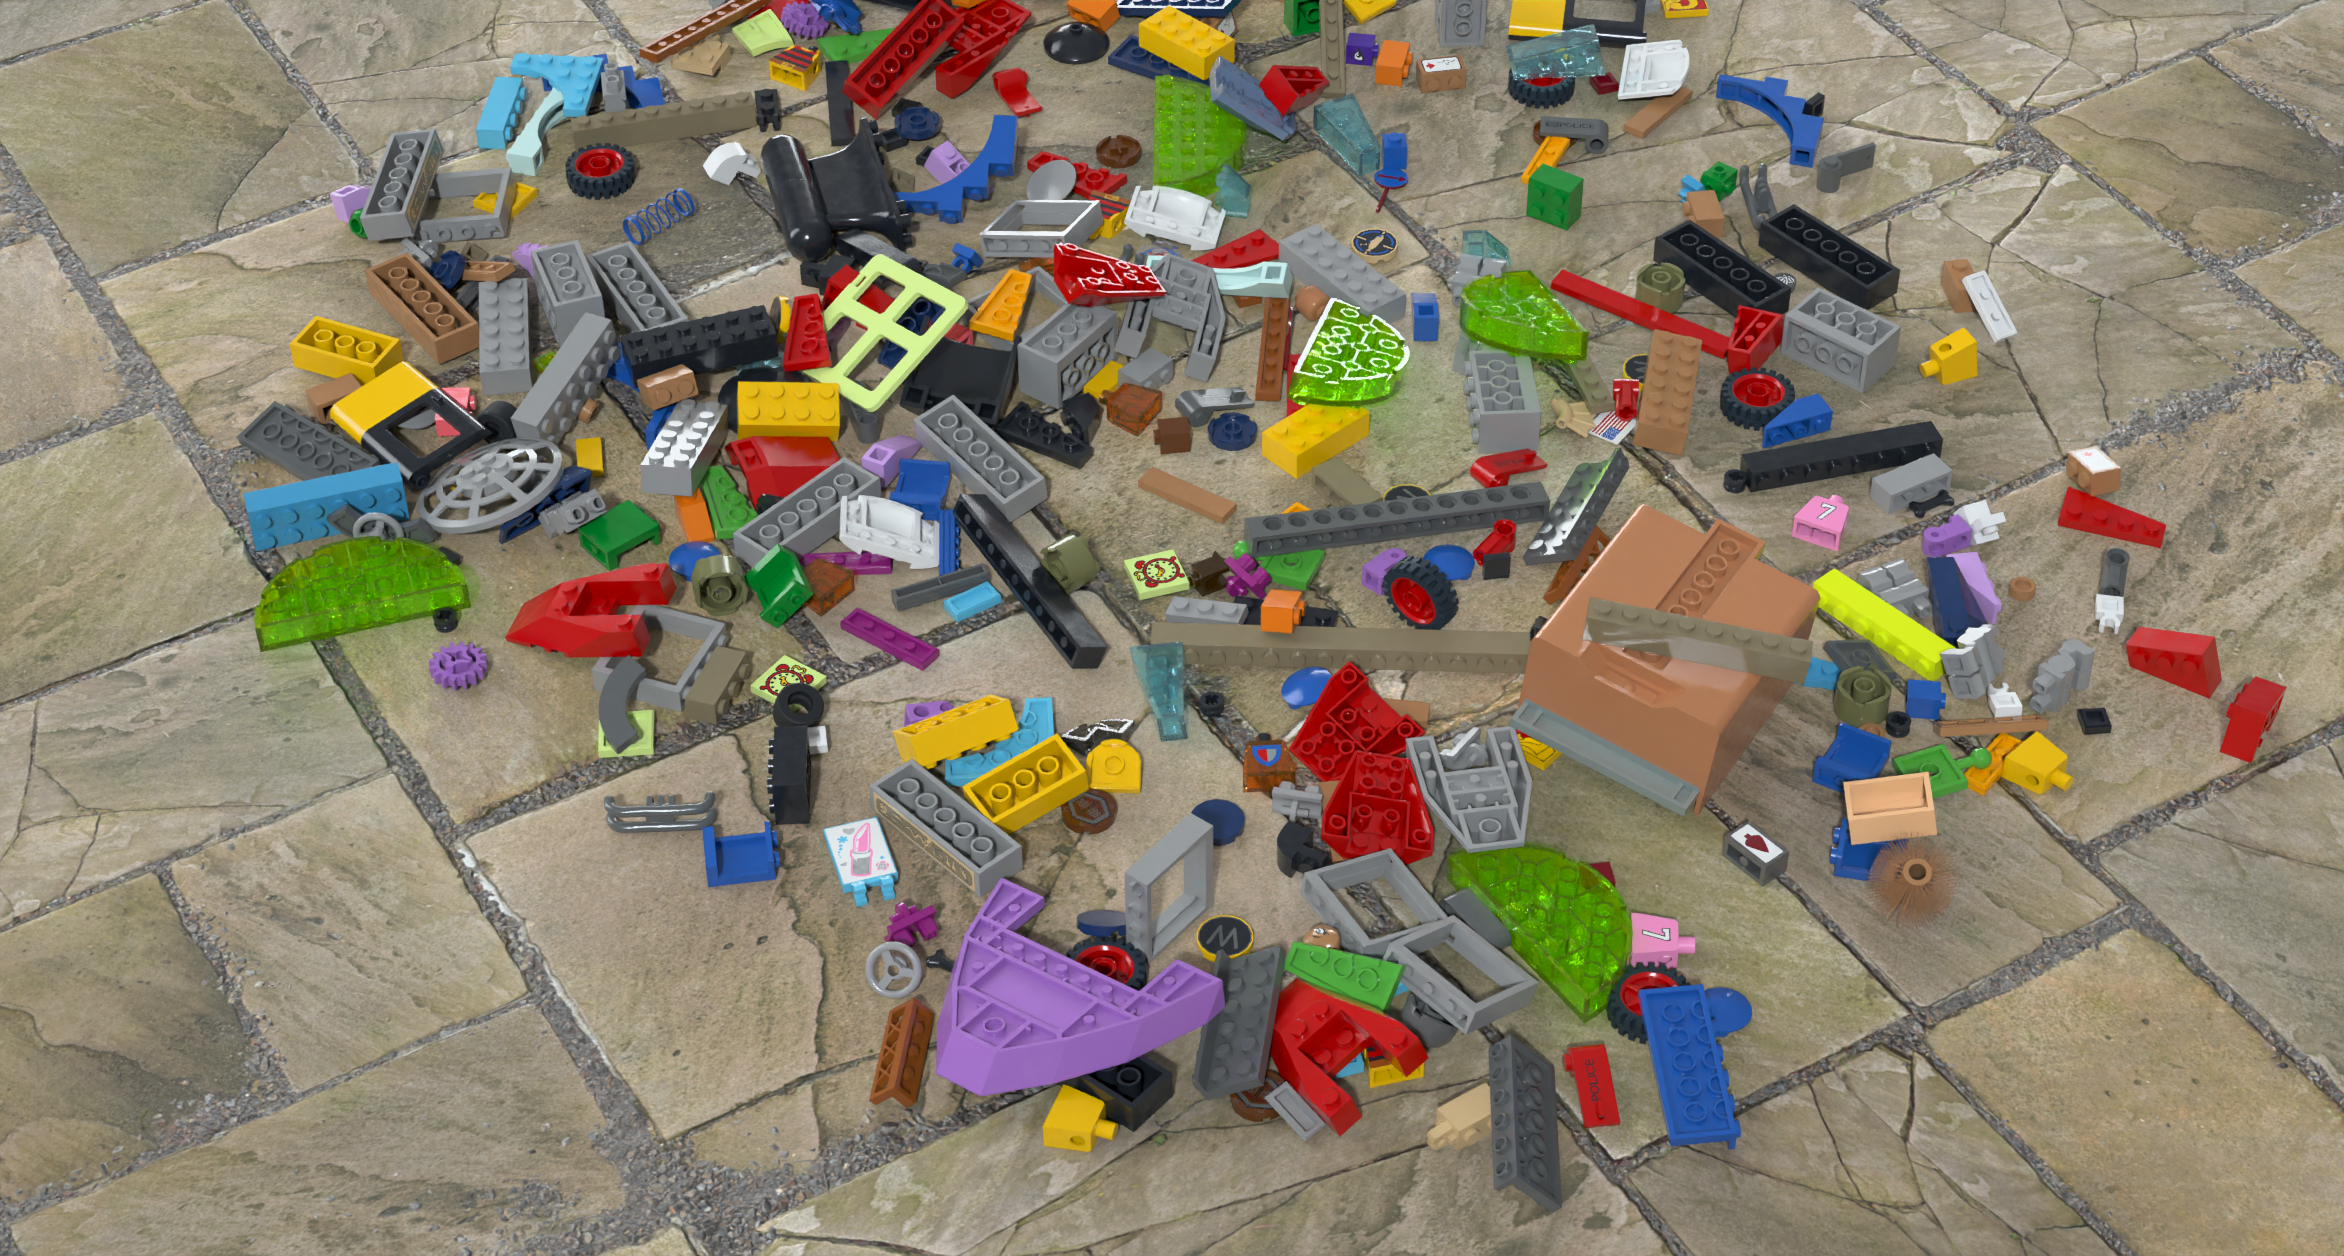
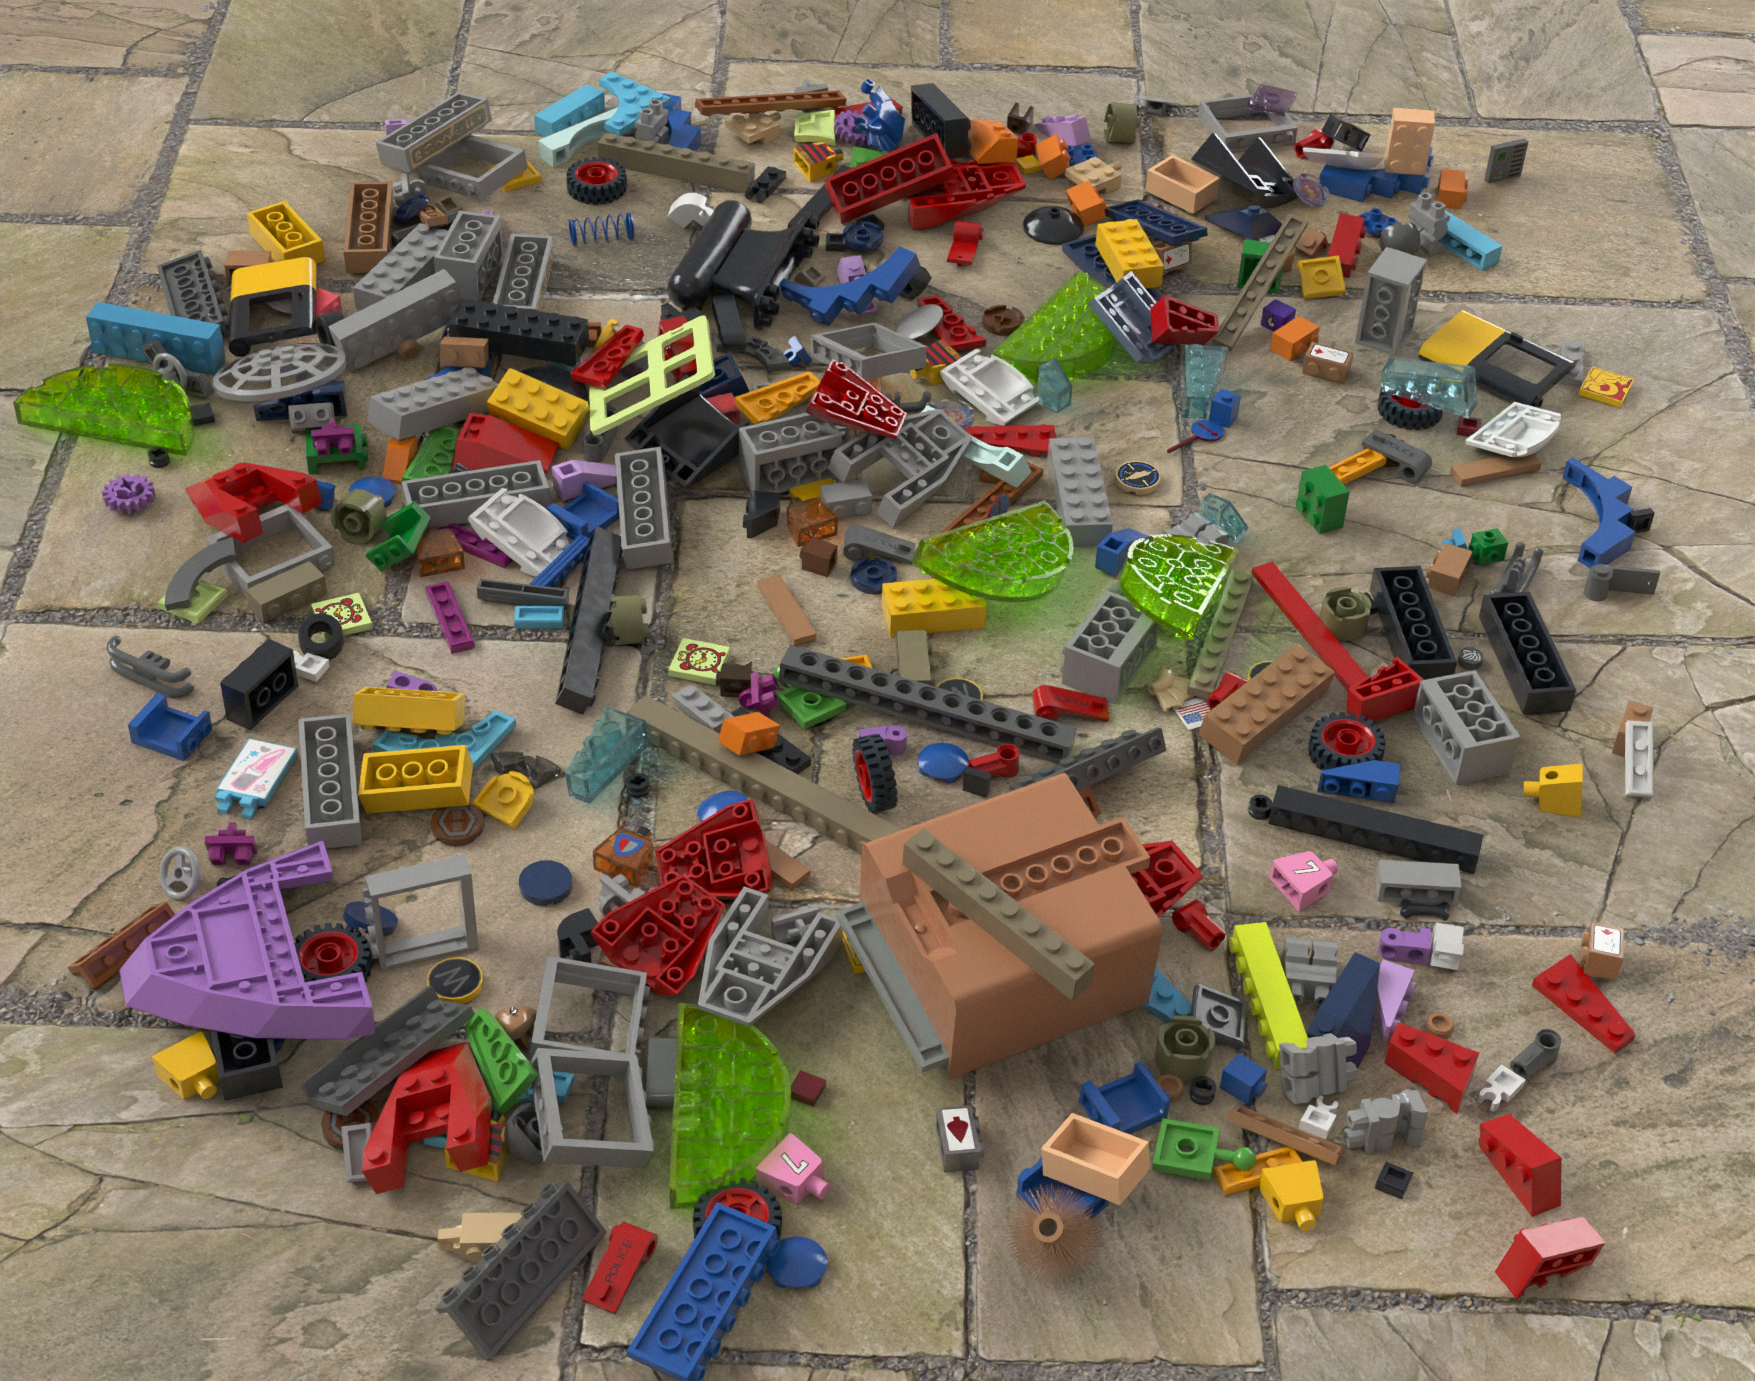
camera: 30 degrees right, 0 degrees up
(590, 455) = (378, 382): yellow tile -> none
(624, 518) = (333, 436): none -> magenta hips
(1036, 434) = (719, 514): black wing -> none
(1311, 302) = (1033, 494): nougat head -> none
(2048, 617) = (1433, 1063): none -> red wedge

